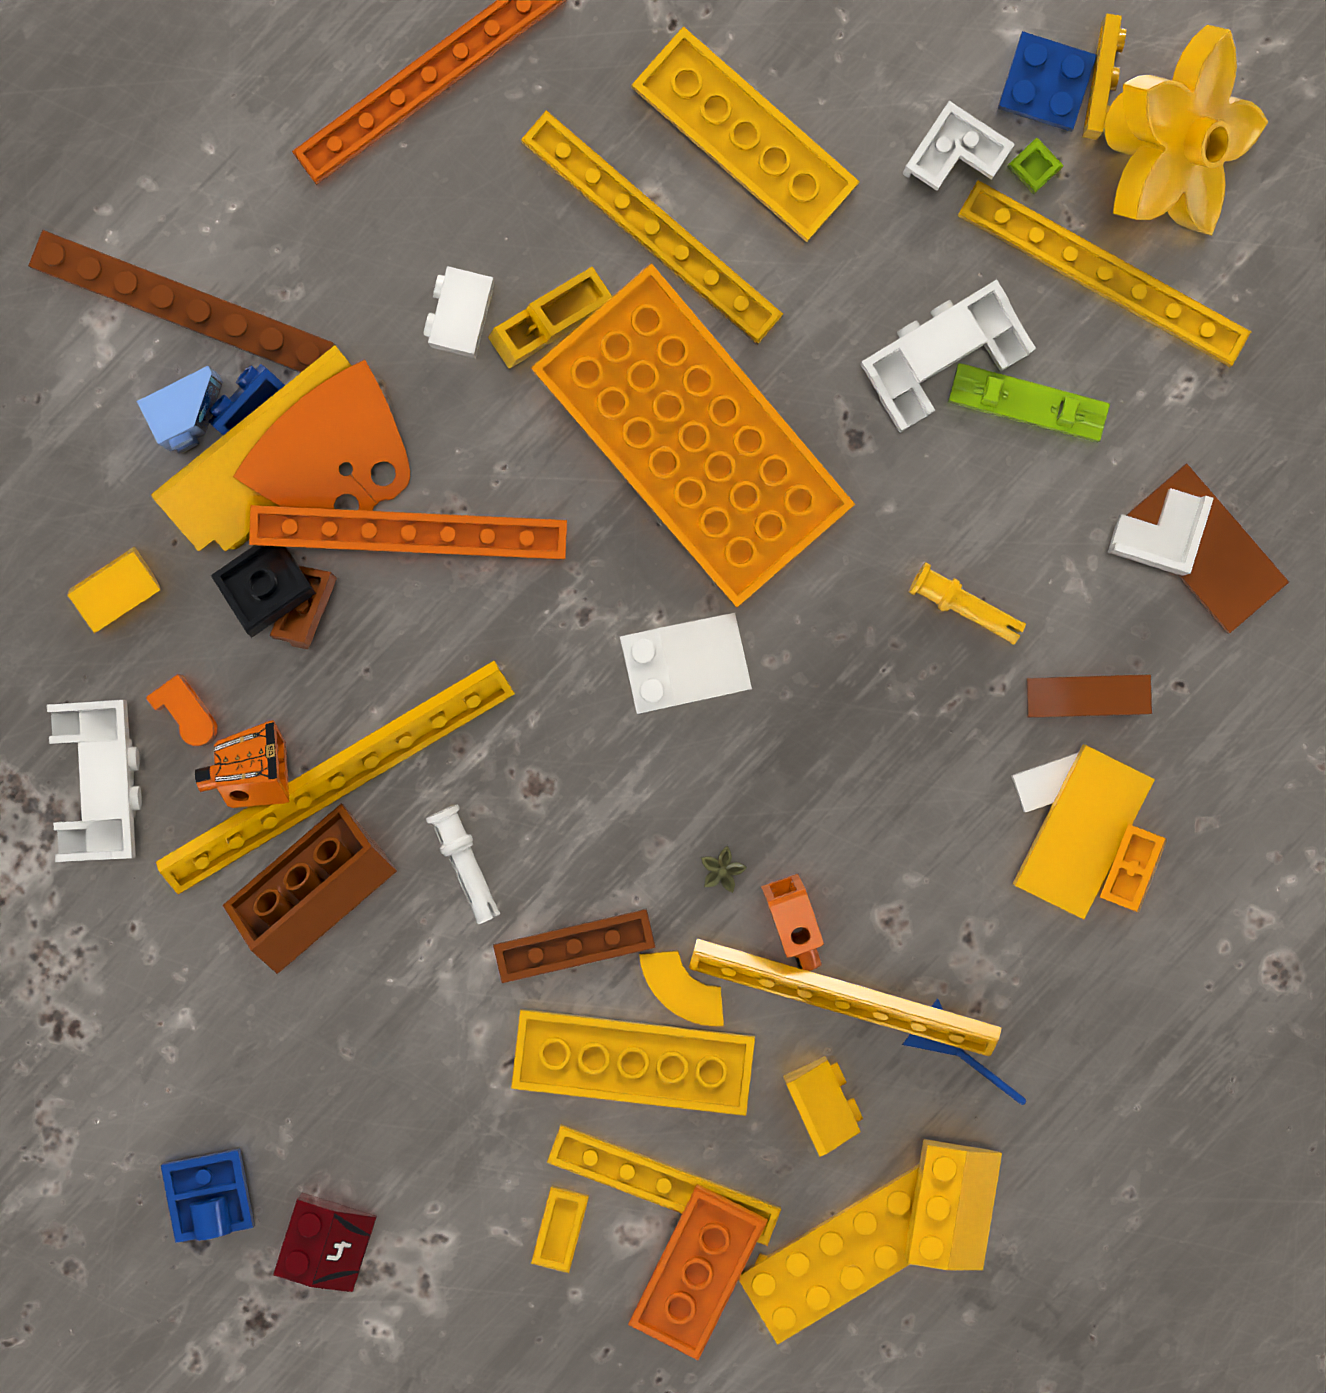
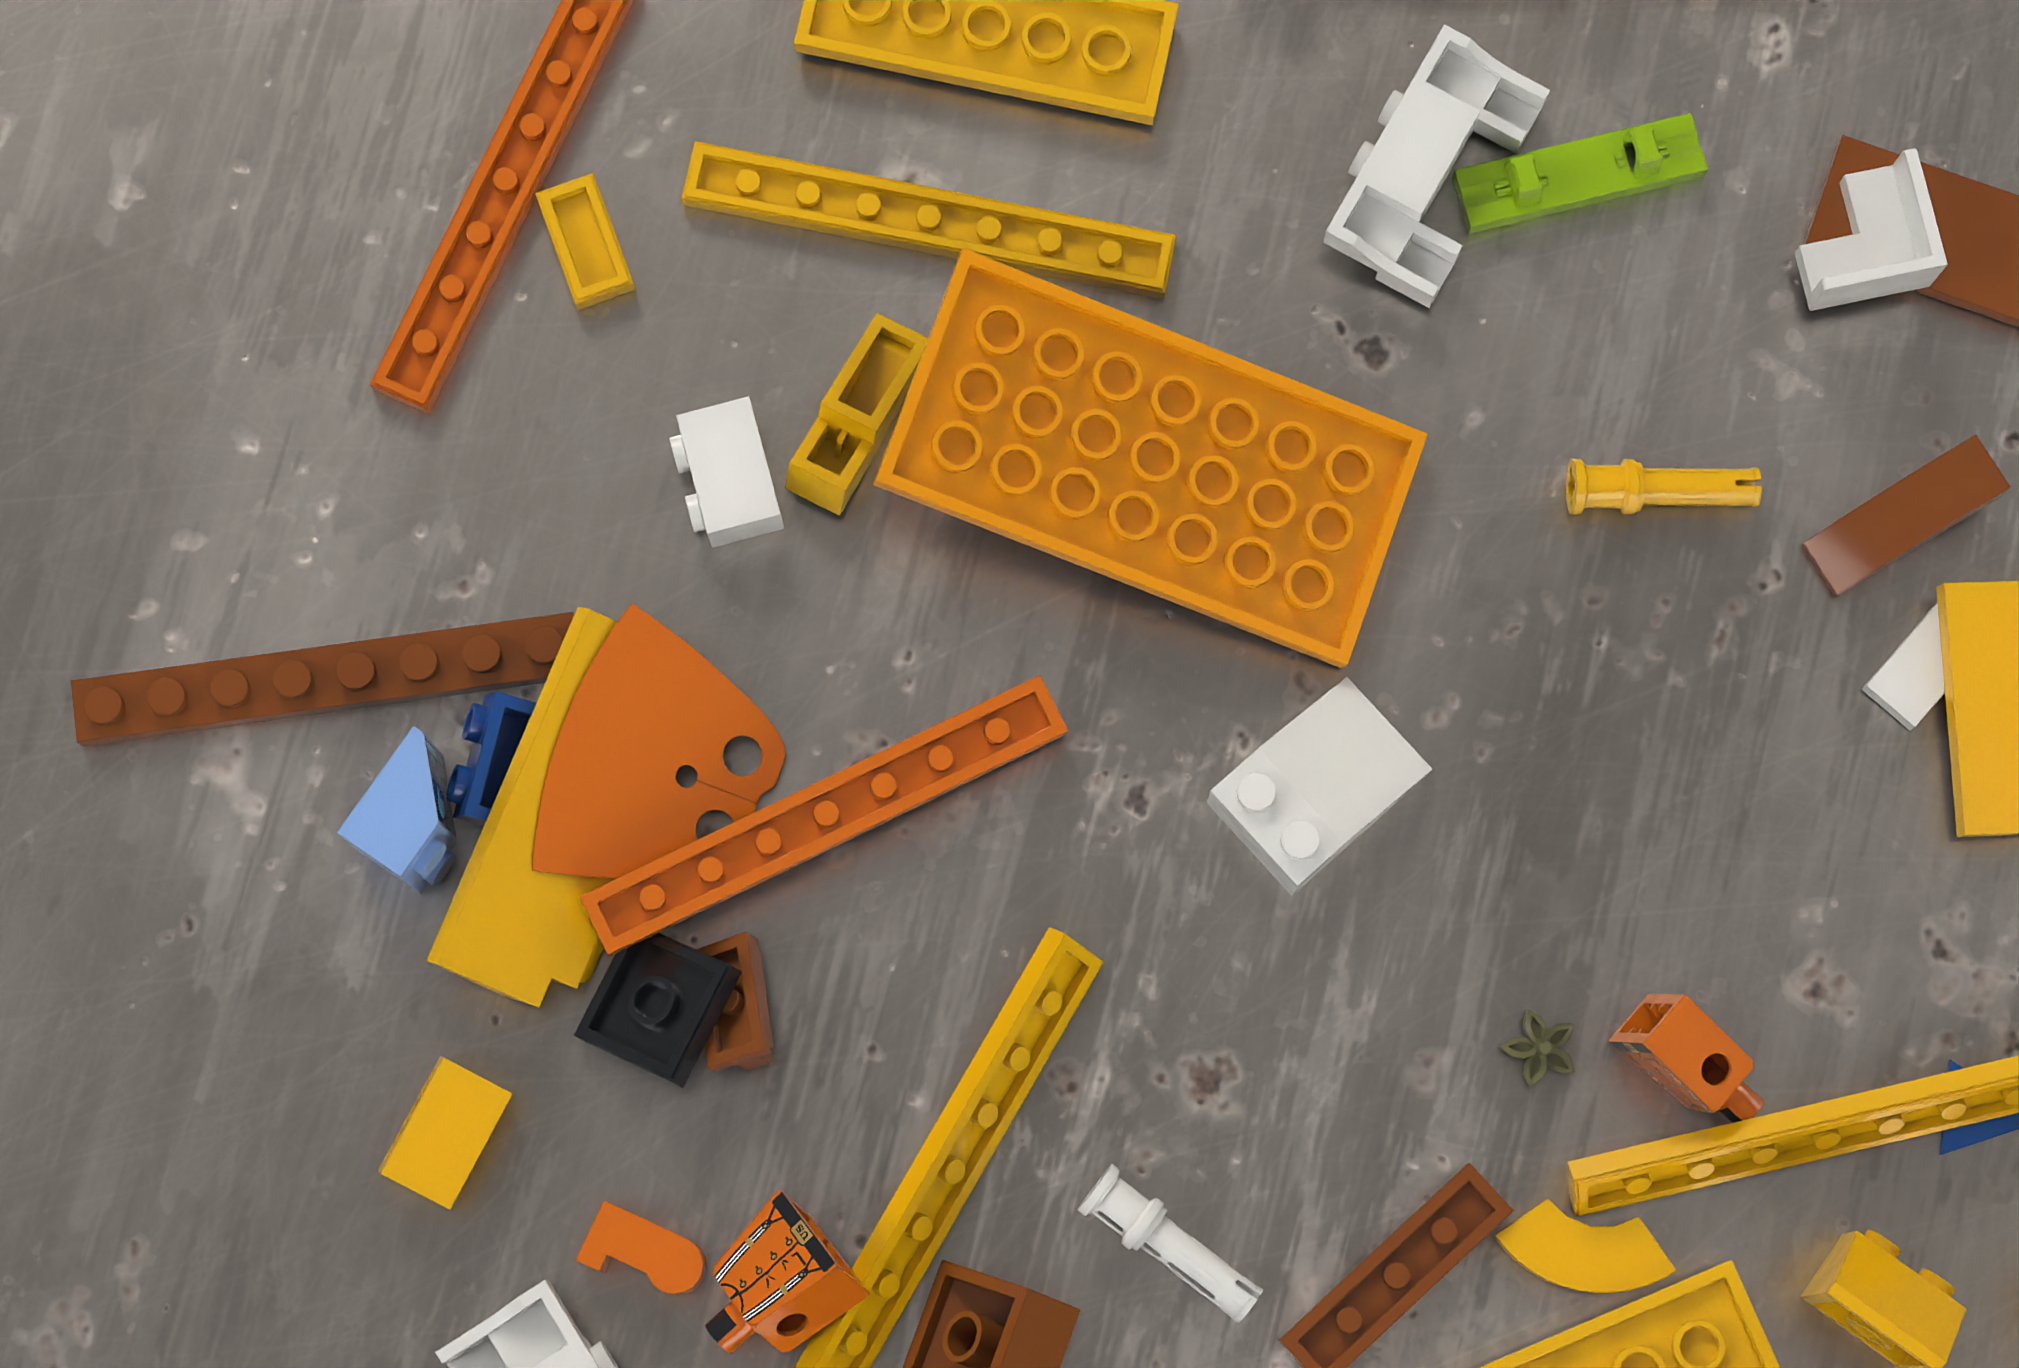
camera: 30 degrees left, 10 degrees down
(454, 134) = (585, 241): none -> yellow tile

